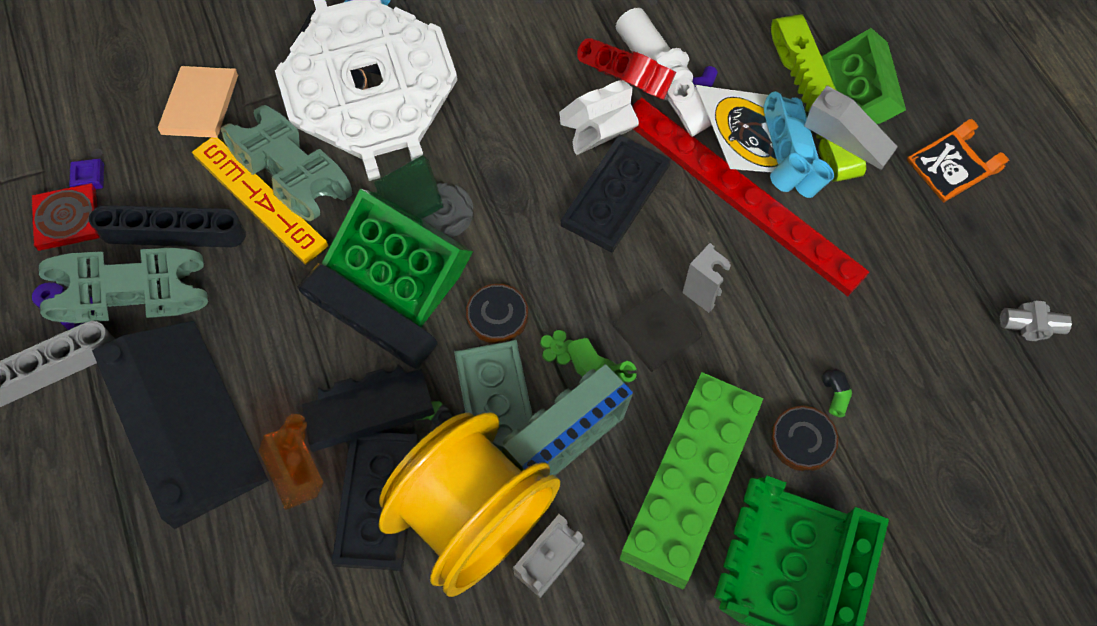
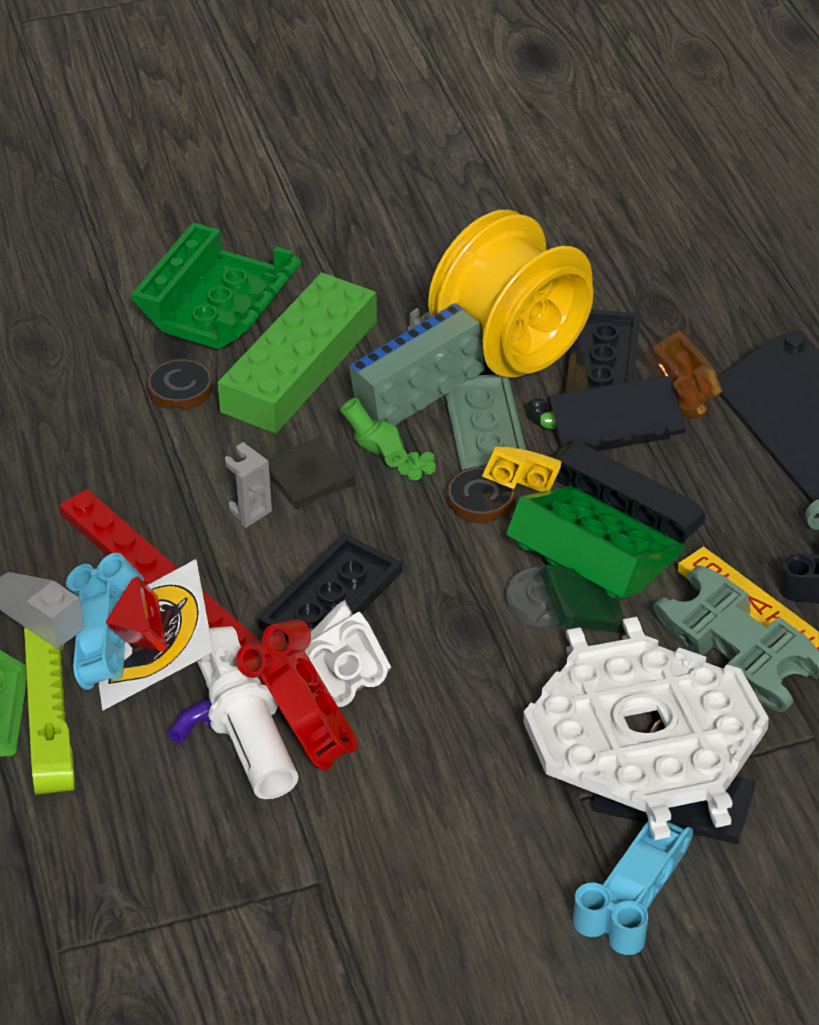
camera: 175 degrees left, 20 degrees down
(465, 318) = (521, 466): none -> yellow slope
(759, 120) = (139, 617): none -> red slope
(842, 391) = (130, 413): arm -> none

